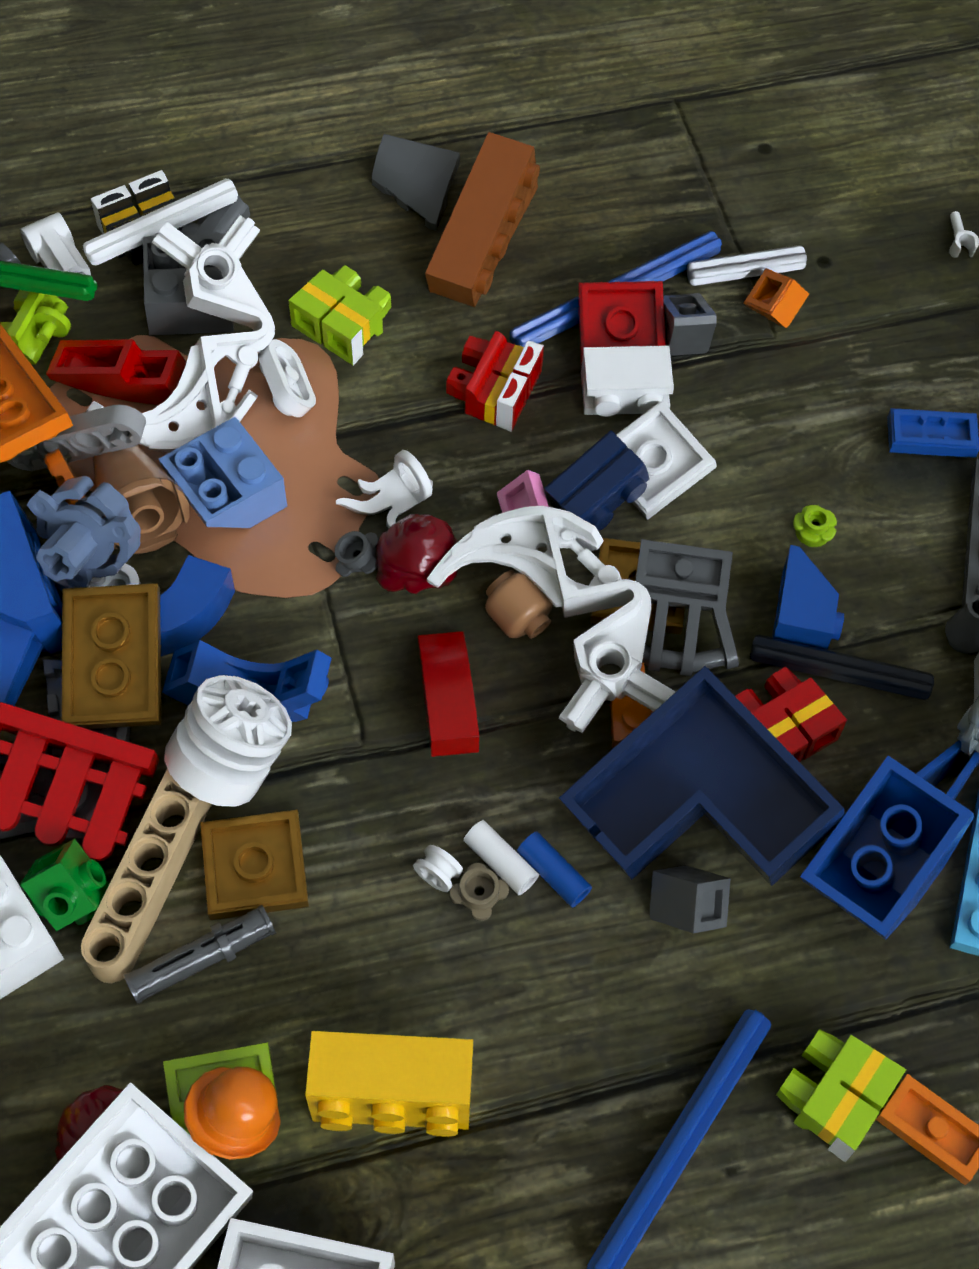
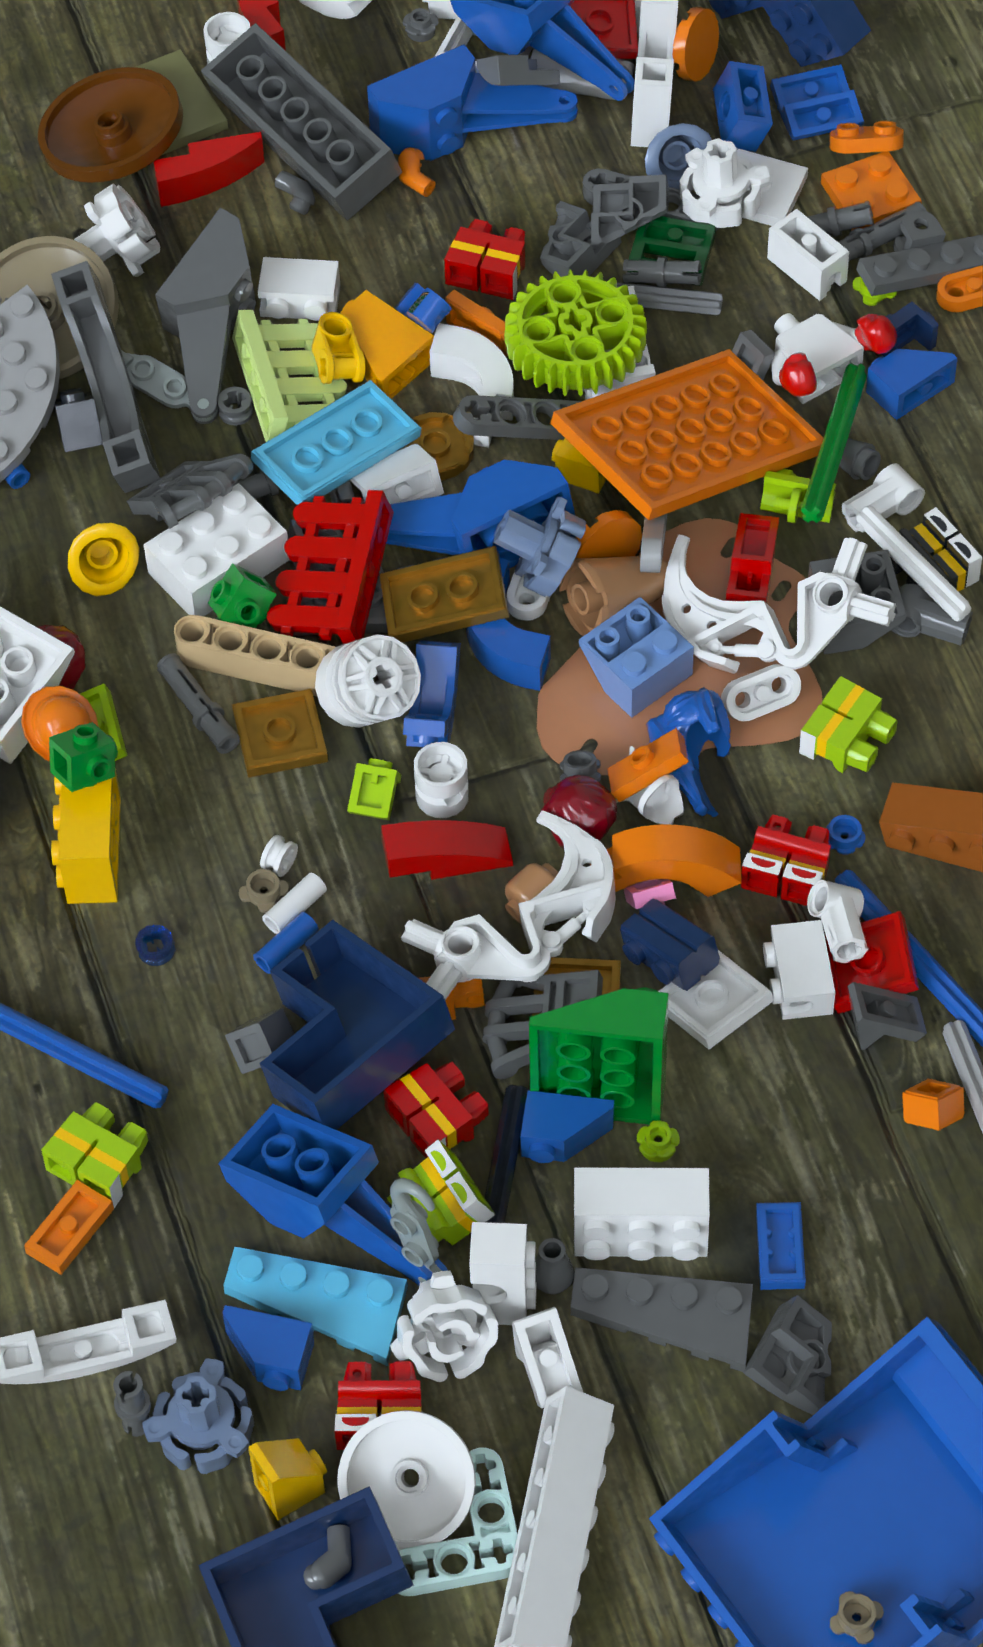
camera: 90 degrees right, 5 degrees down
(331, 452) = (698, 718): none -> blue hair
(340, 1054) = (82, 756): none -> green brick
(357, 759) = (373, 789): none -> lime bracket
(361, 683) = (441, 779): none -> white wheel
(378, 475) = (647, 765): none -> orange plate
(462, 324) = (847, 826): none -> blue plate
(495, 468) = (676, 854): none -> orange arch
(537, 1006) = (149, 934): none -> clear blue bush
(588, 329) = (840, 912): none -> white piece
(771, 514) = (605, 1051): none -> green slope
(898, 715) = (452, 1191): none -> hips
(923, 532) = (641, 1213): none -> white brick

